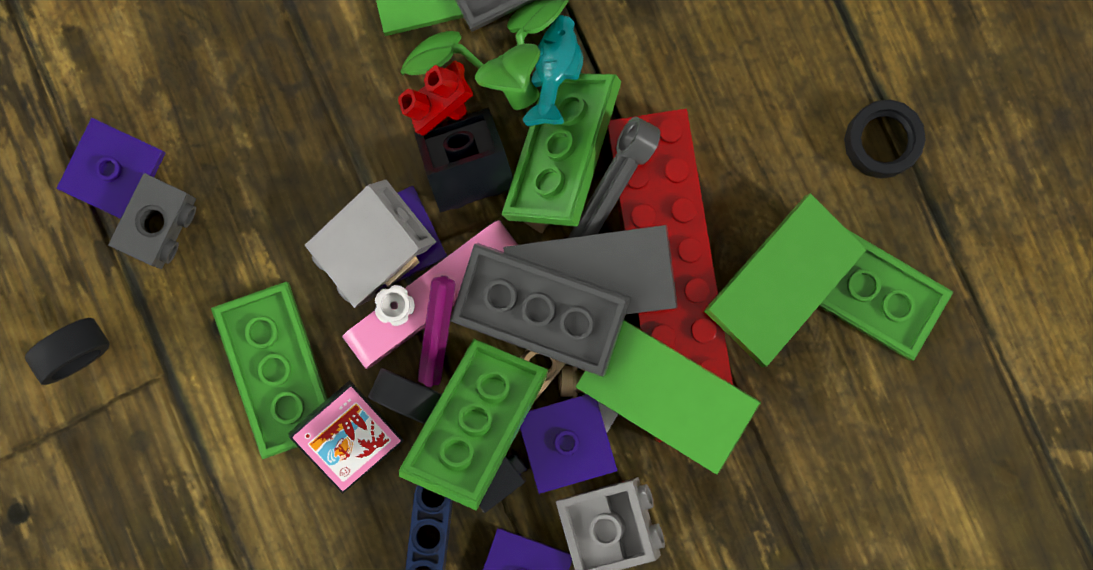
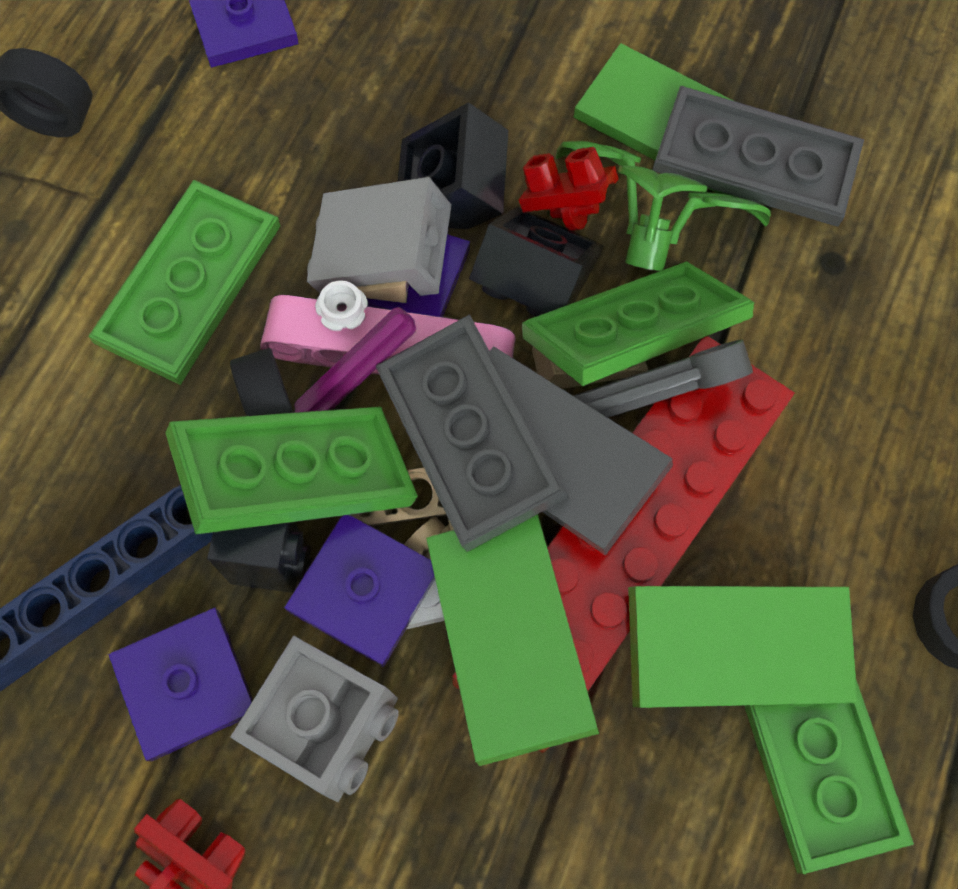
camera: 40 degrees right, 15 degrees down
(133, 230) = (226, 72): dark grey brick -> none
(345, 437) = (173, 380): tile -> none
(357, 149) = (464, 159): none -> black slope
(558, 60) = (709, 251): teal animal -> none

